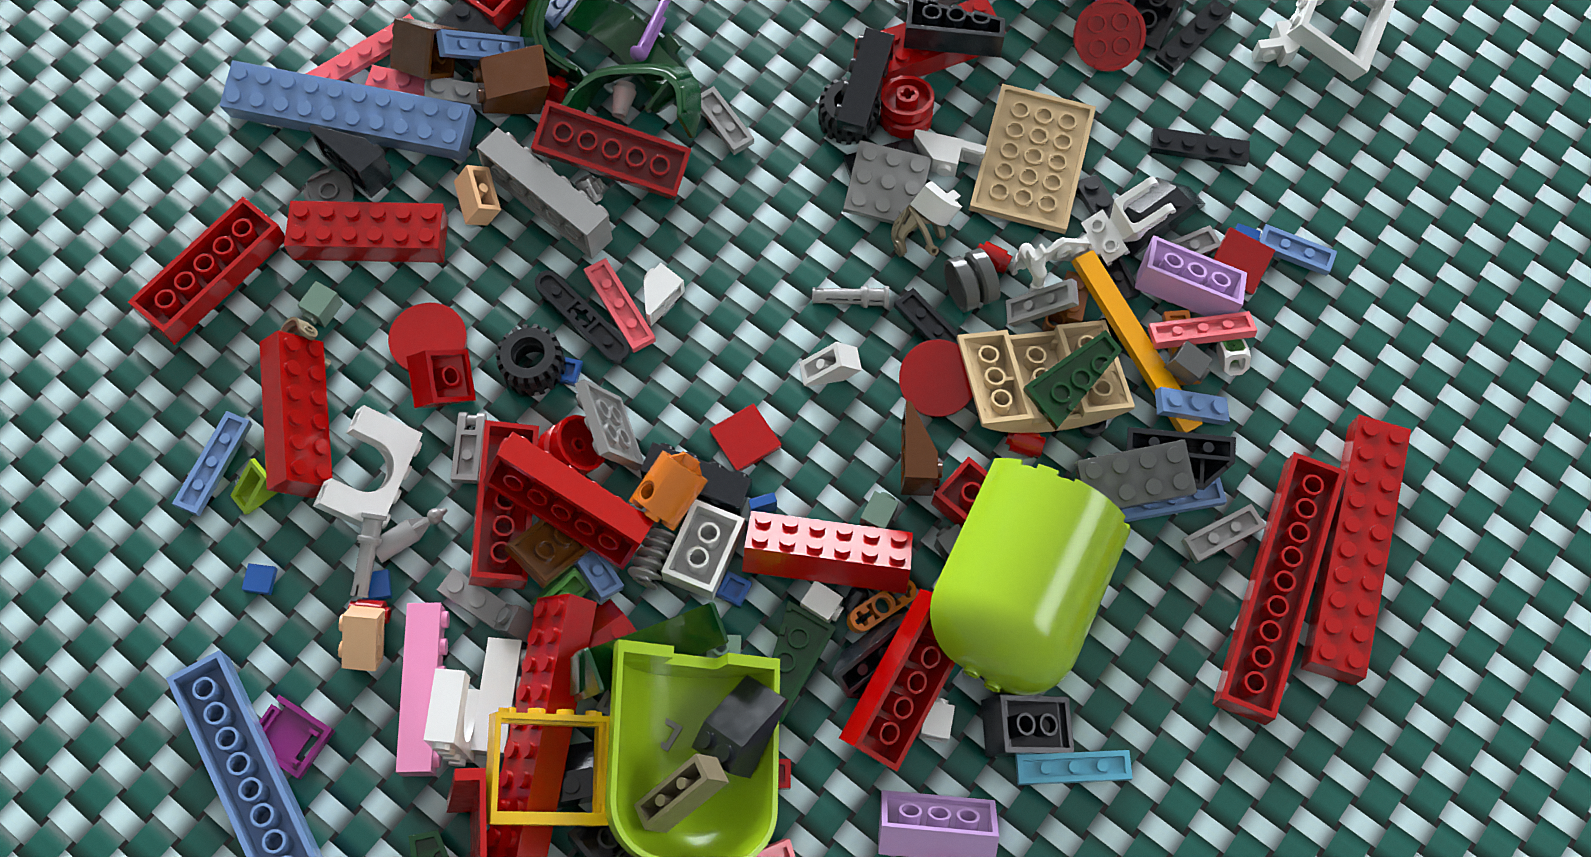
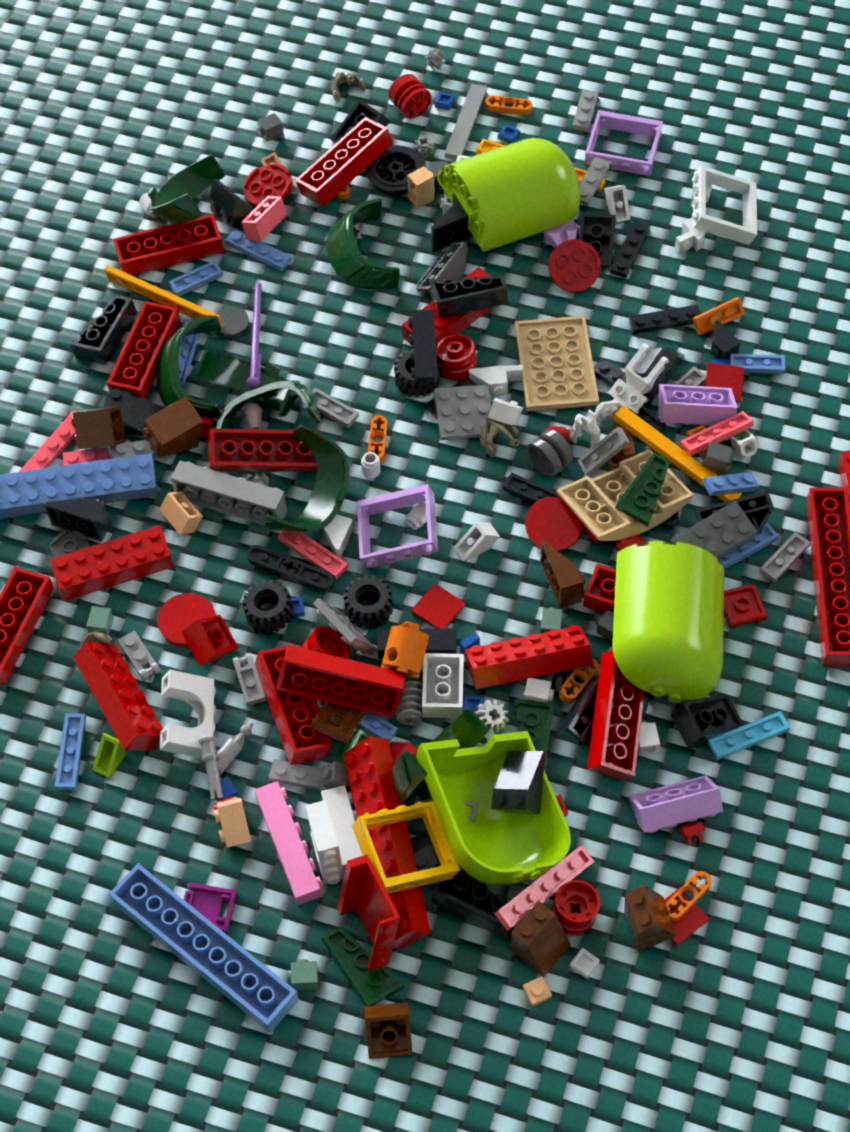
camera: 15 degrees left, 10 degrees down
(259, 579) = (139, 815): blue tile -> none
(350, 365) = (139, 655): none -> light grey plate
(475, 45) = (138, 412): medium blue plate -> none
(655, 380) = (368, 615): none -> black tyre
(669, 230) = (328, 489): none -> dark green piece
(681, 793) = (499, 833): dark tan brick -> none
(738, 215) = (370, 465): none -> white brick
(743, 274) = (390, 502): none -> lavender window
(756, 611) = (496, 713): none -> white gear
(764, 192) = (381, 446): none -> orange beam
(772, 304) = (417, 516): none -> white brick
(864, 296) = (480, 489): light grey pin -> none
(1140, 580) = (743, 606): none -> red tile
(1262, 205) = (723, 342): none -> black slope
(1271, 166) = (724, 313): none -> orange plate

